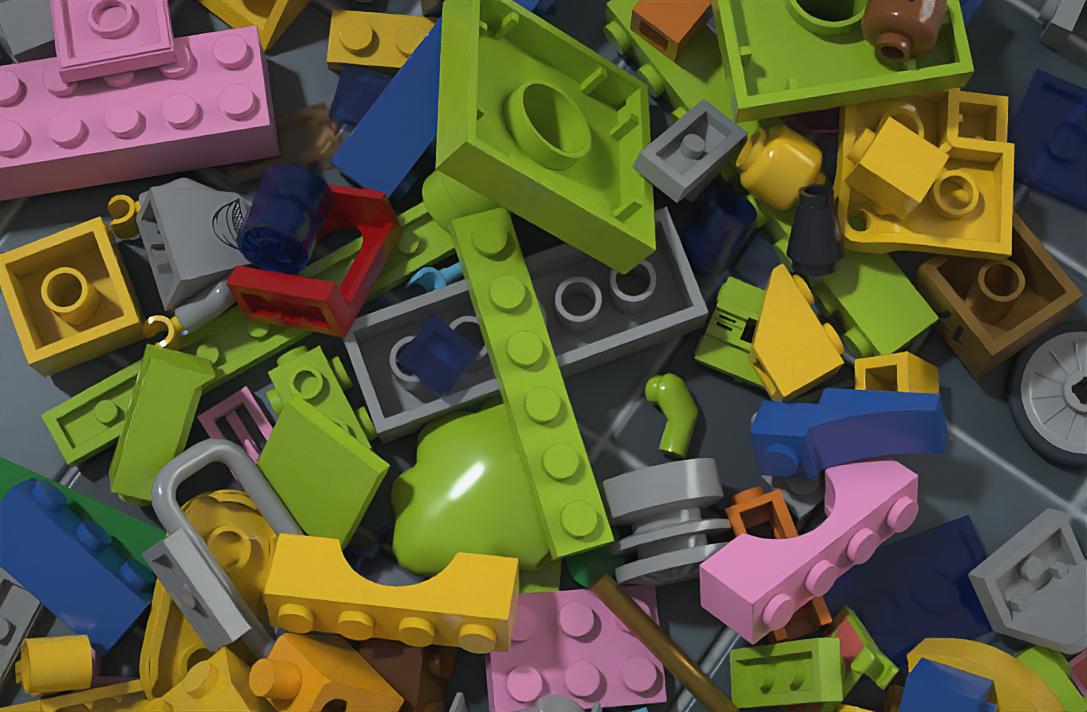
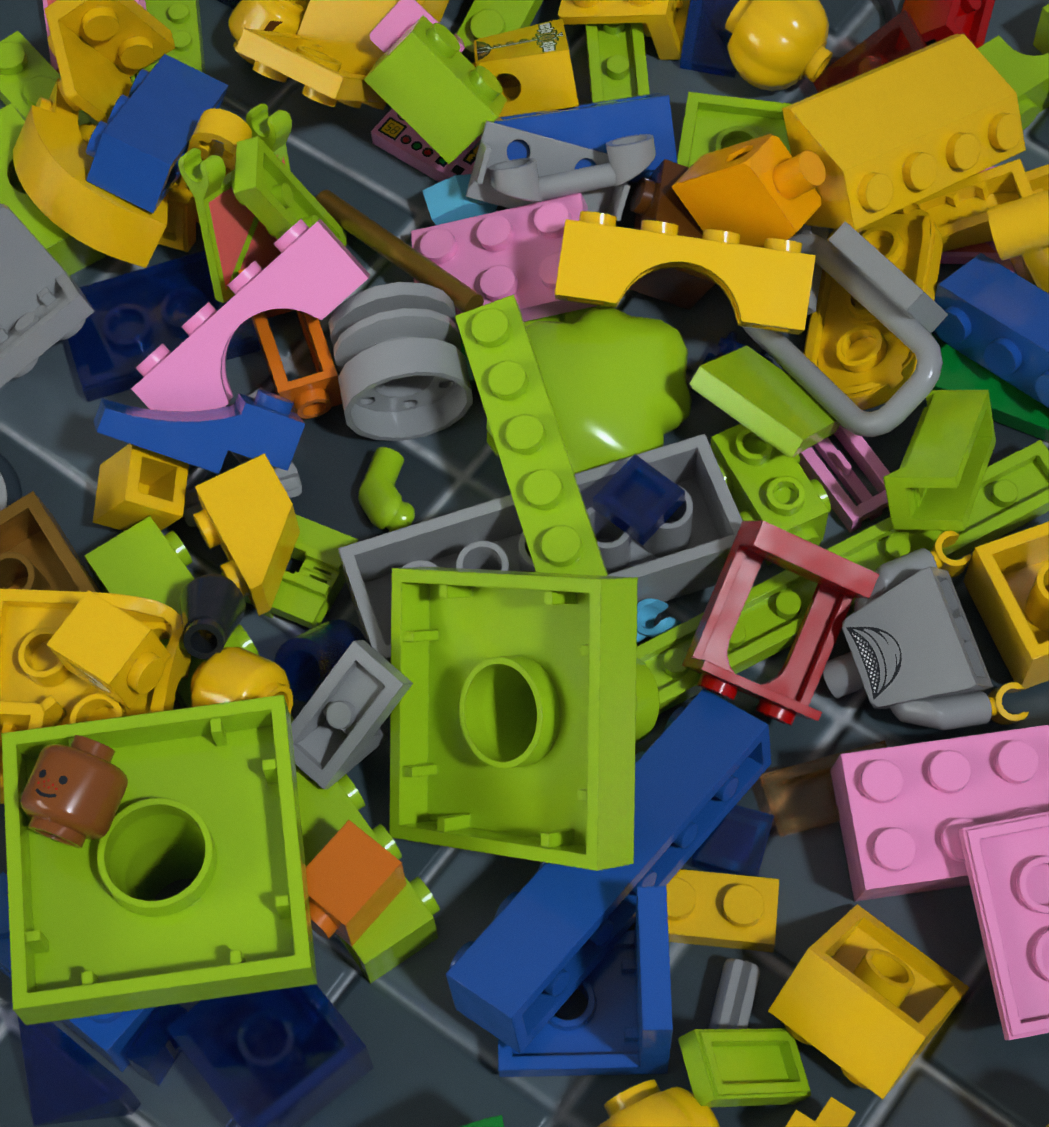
camera: 175 degrees left, 15 degrees down
(284, 219) = (816, 651): clear blue wheel -> none

